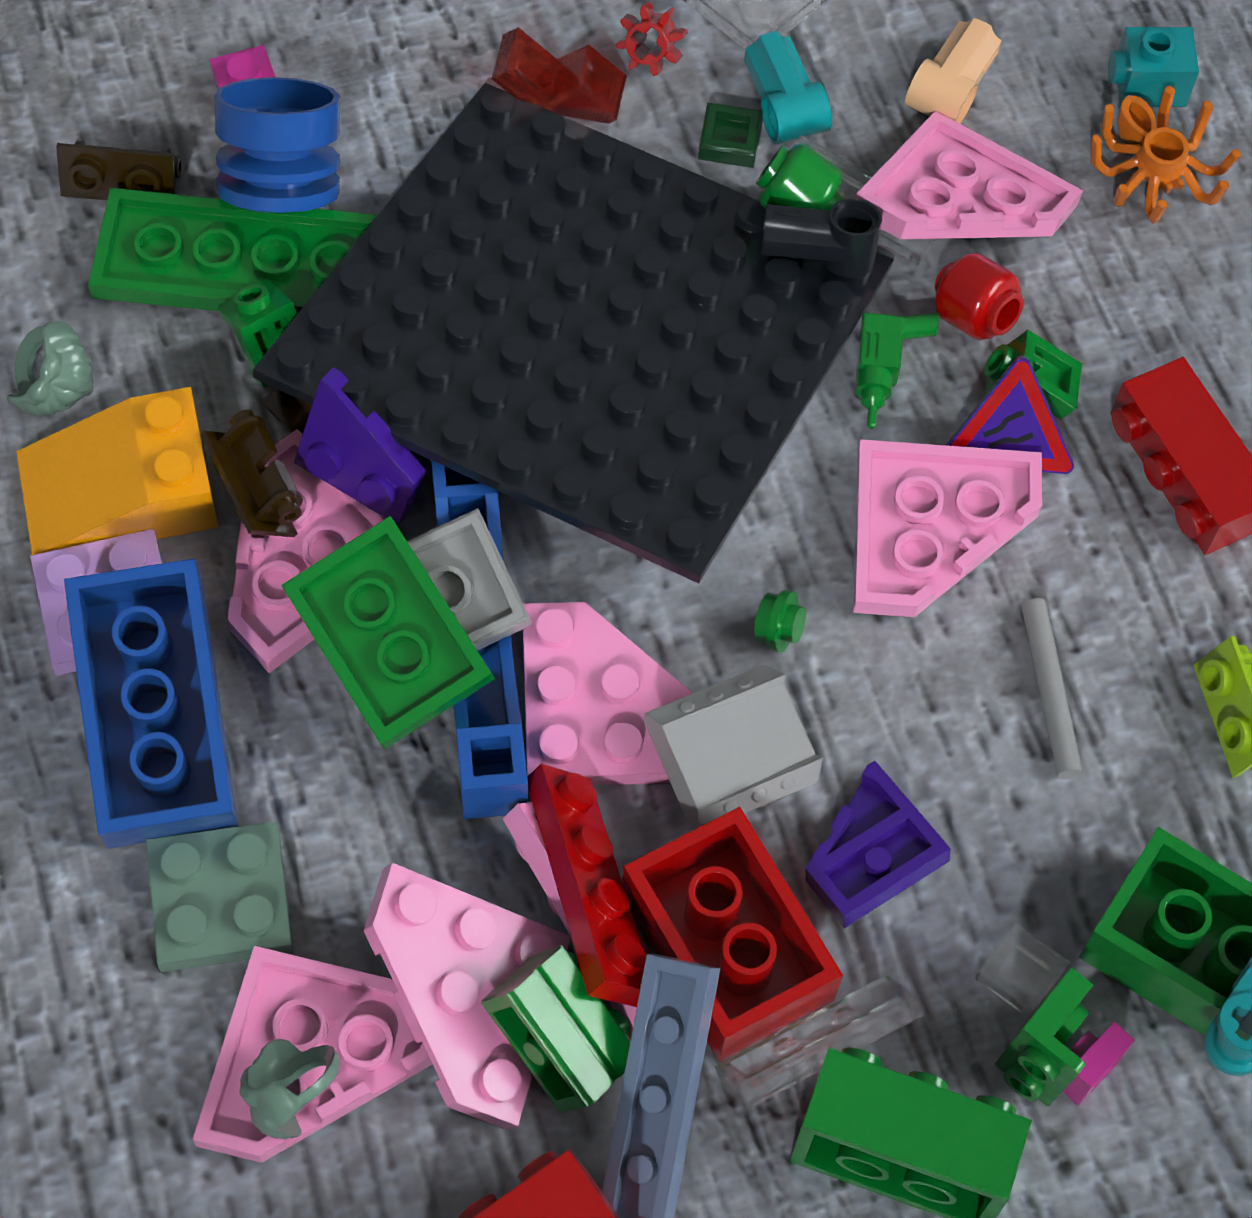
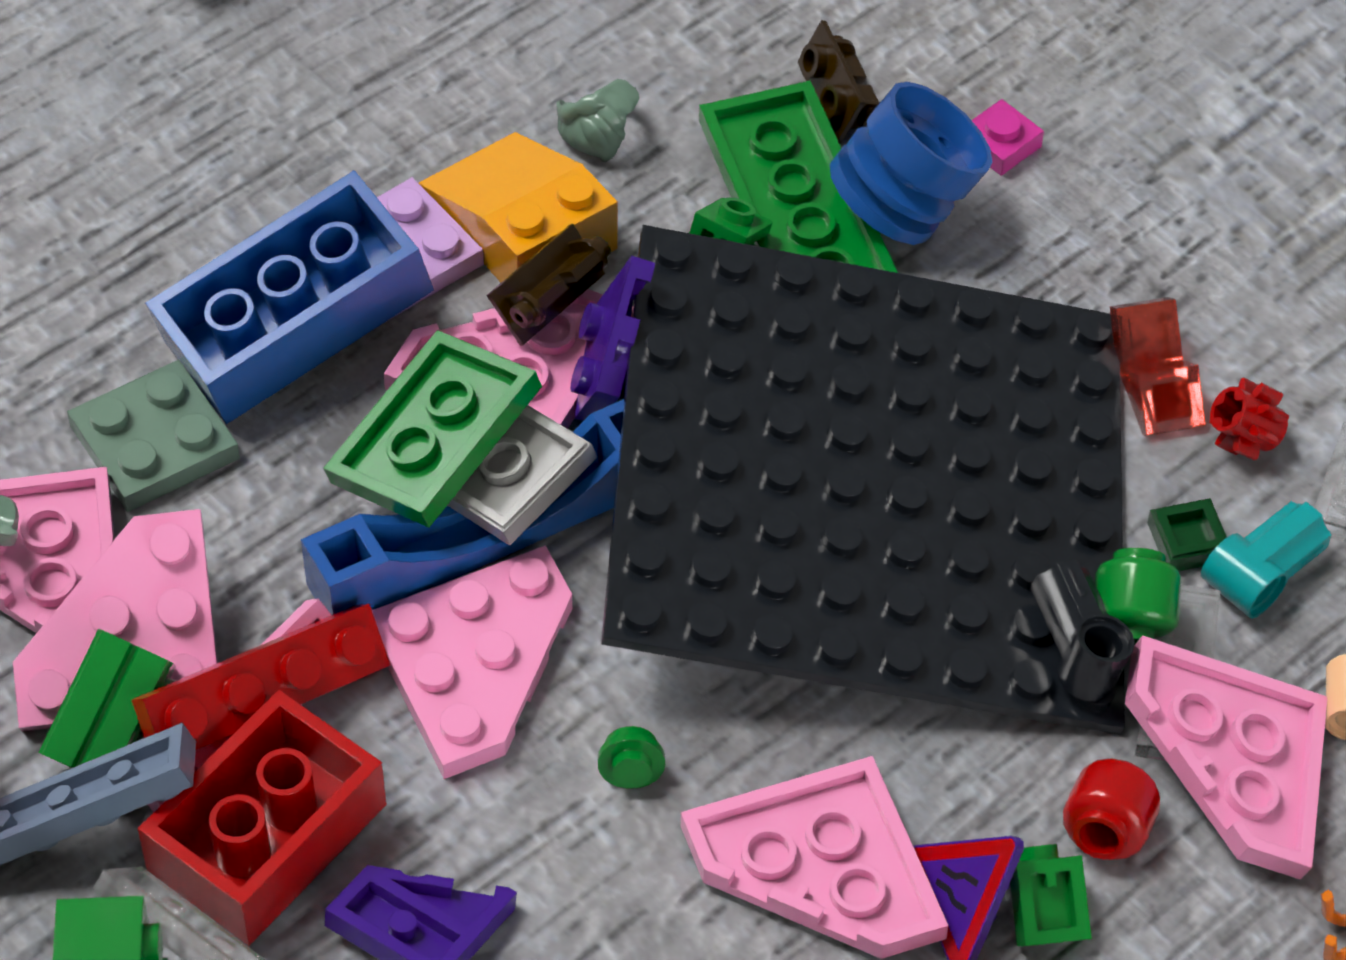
camera: 70 degrees right, 10 degrees down
(733, 746) = (458, 751): light grey slope -> none
(881, 354) = (995, 752): green piece -> none

